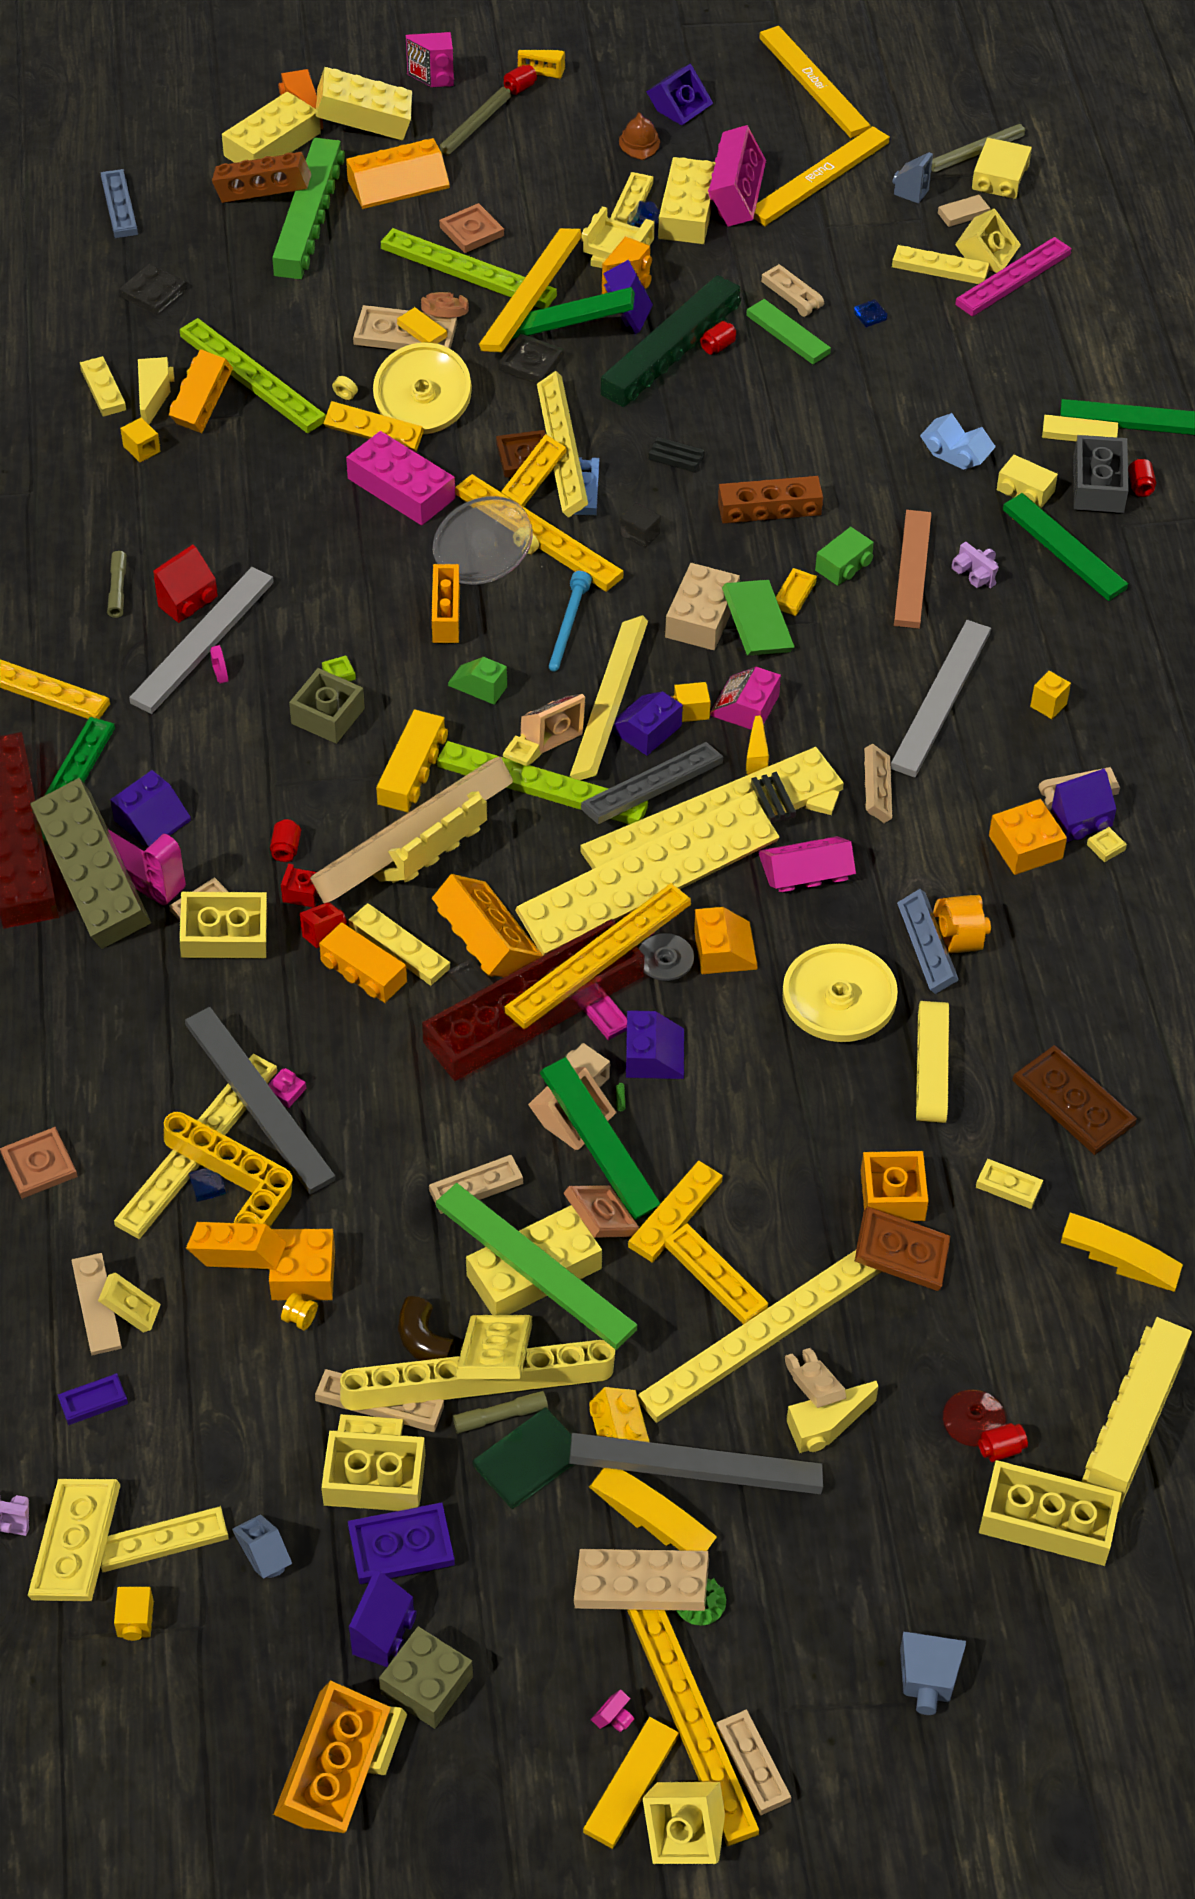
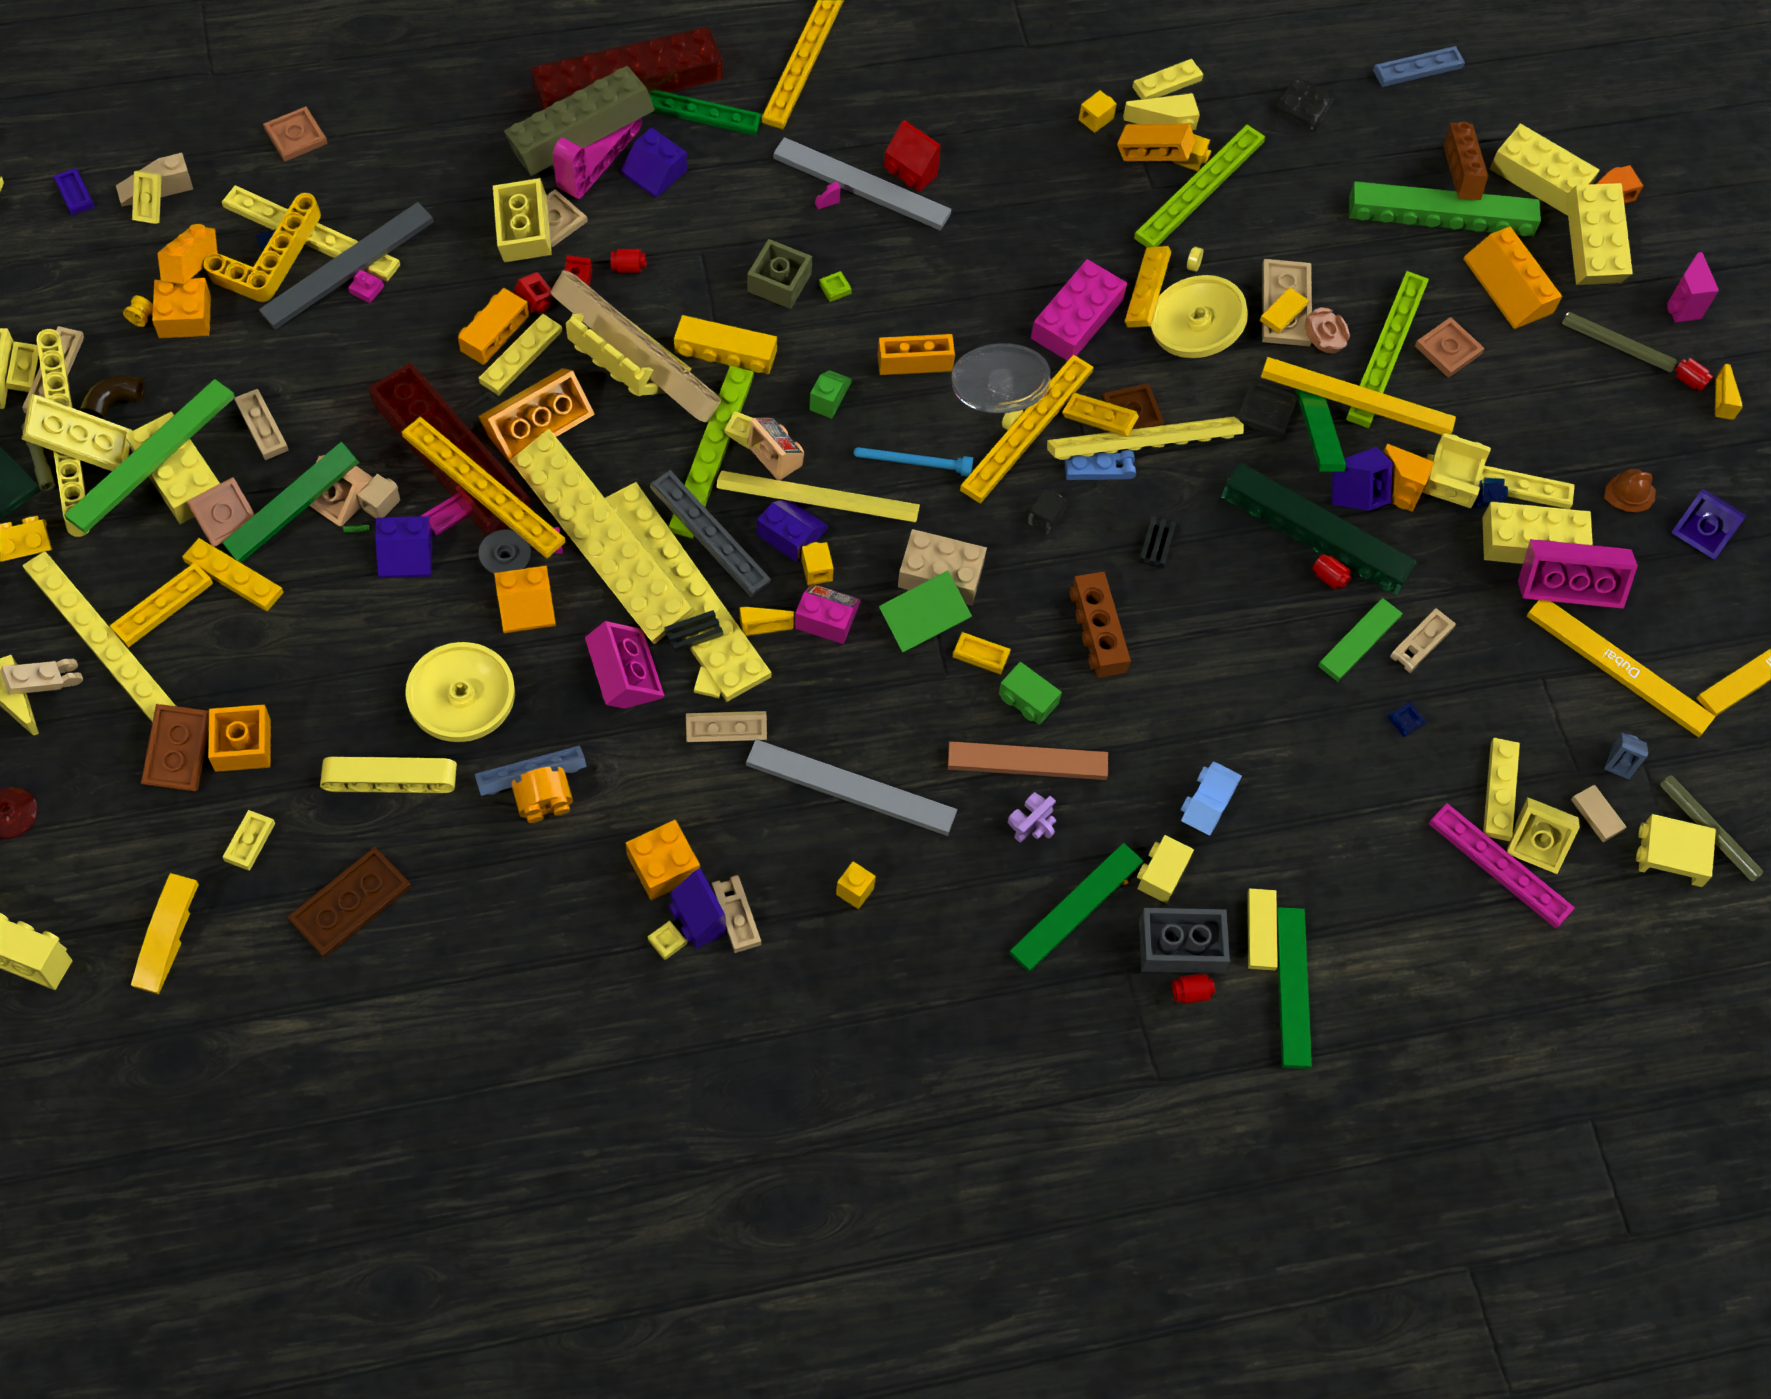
camera: 80 degrees right, 10 degrees up
(116, 595) = (935, 115): olive piece -> none

